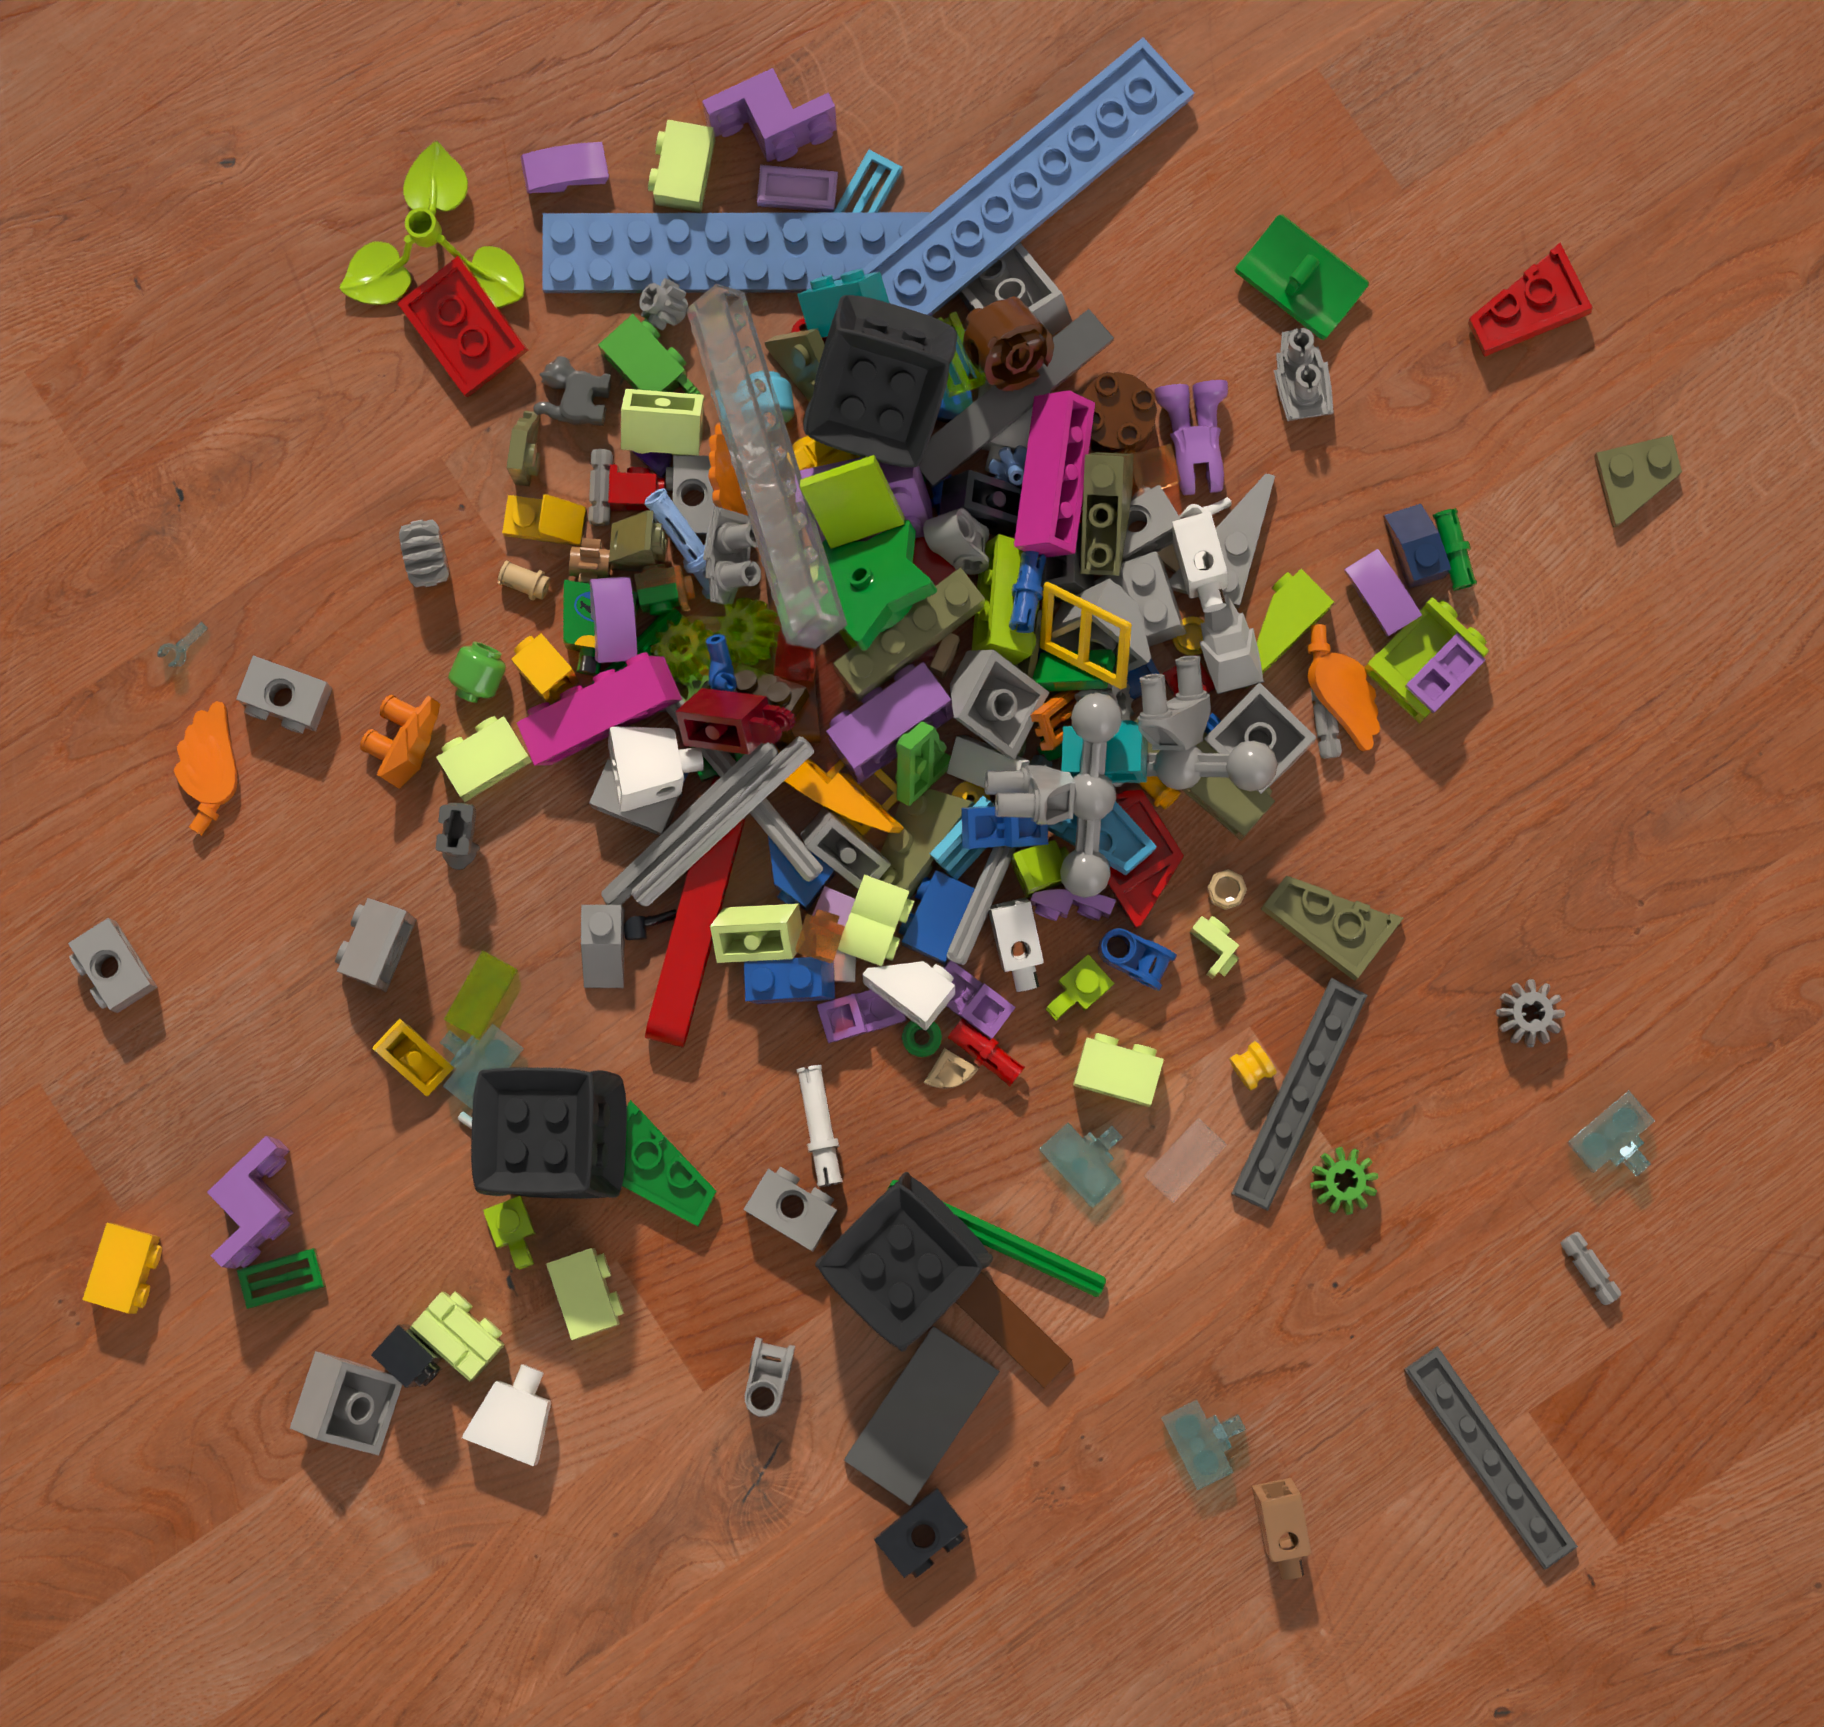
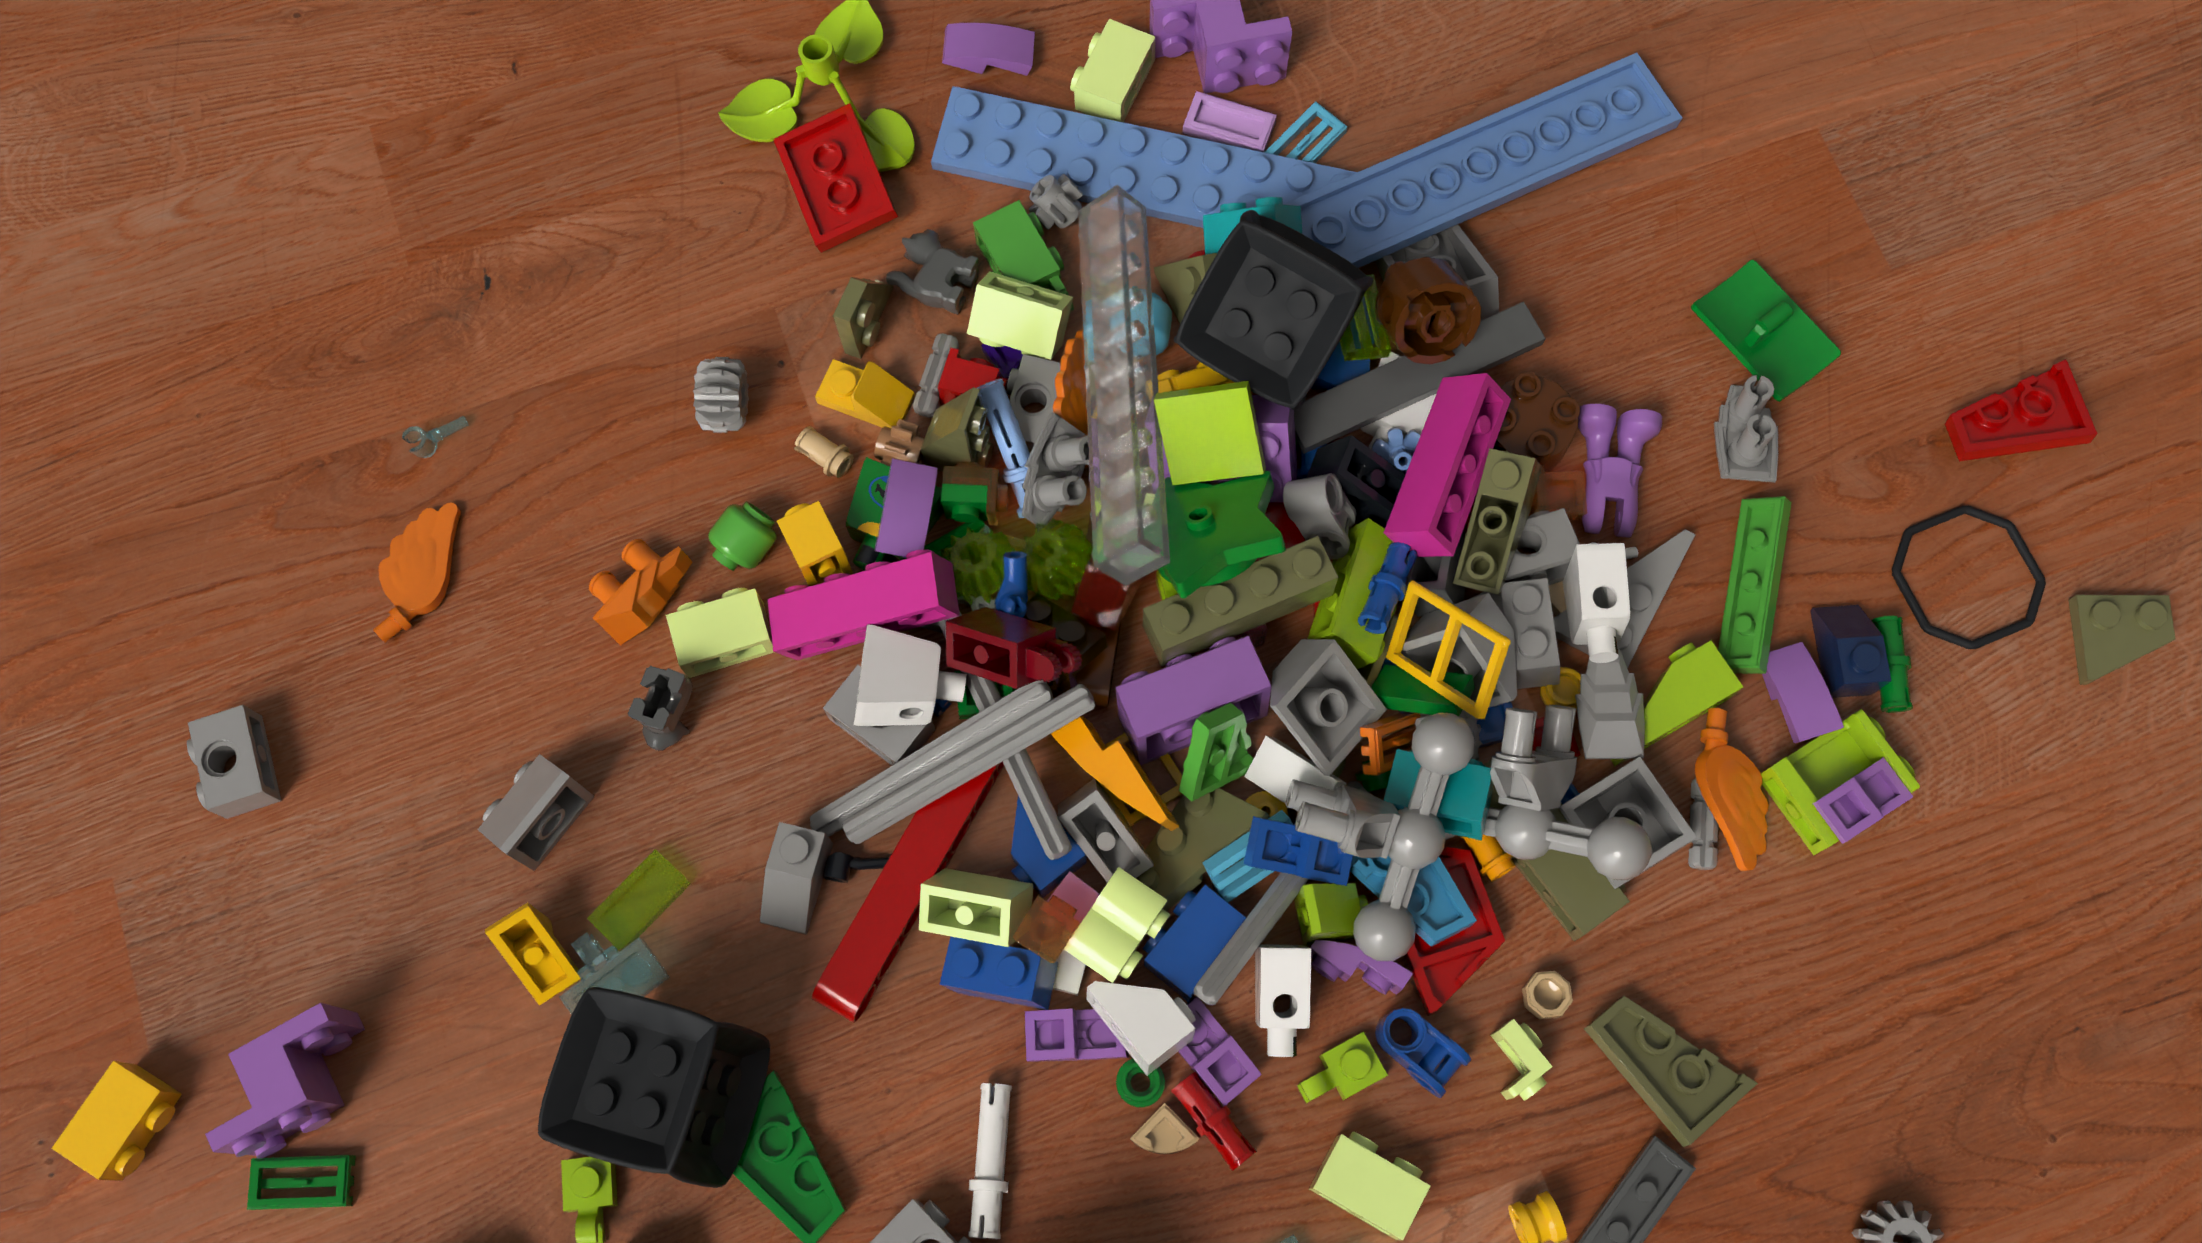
camera: 15 degrees right, 10 degrees down
(267, 678) = (508, 490): light grey brick -> none
(945, 655) = (1275, 641): tan tile -> none
(1330, 508) = (1754, 584): none -> bright green tile
(1551, 423) = (2021, 547): none -> black piece

